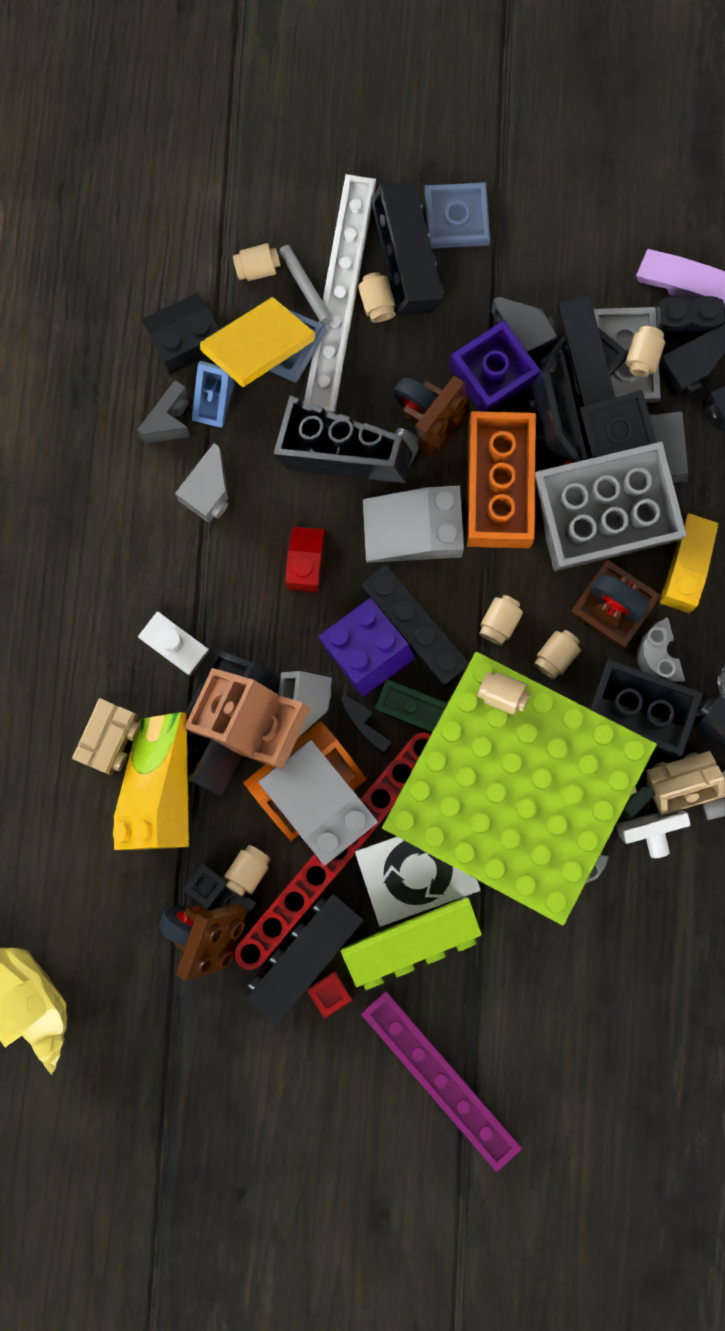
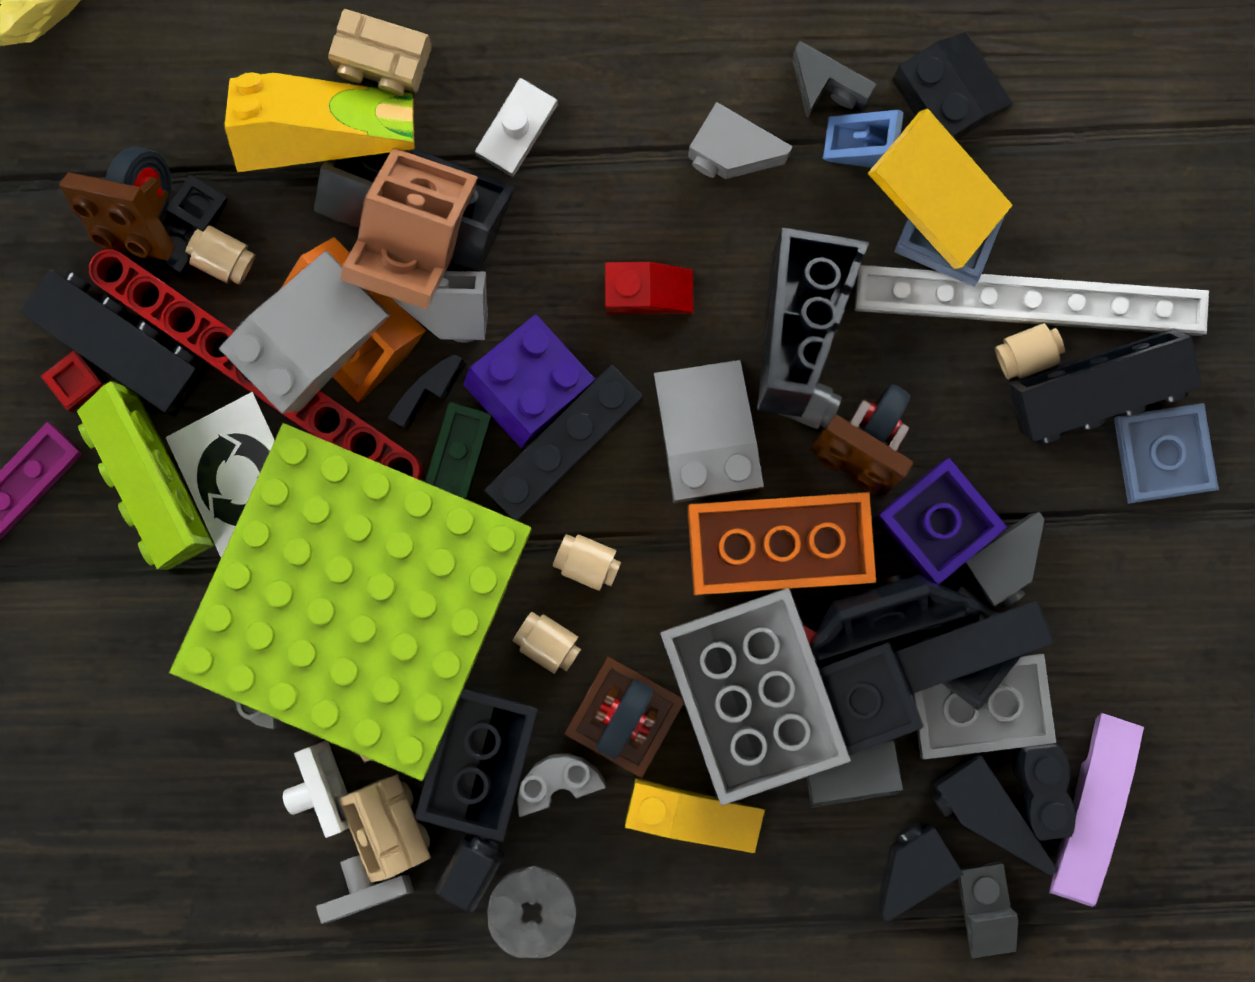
camera: 85 degrees right, 5 degrees up
(256, 262) = (1063, 179): tan brick -> none
(305, 285) = (1037, 250): light grey bar -> none
(503, 693) = (469, 566): tan brick -> none
(637, 801) = (354, 766): clear green tile -> none
(645, 351) = (984, 731): tan brick -> none

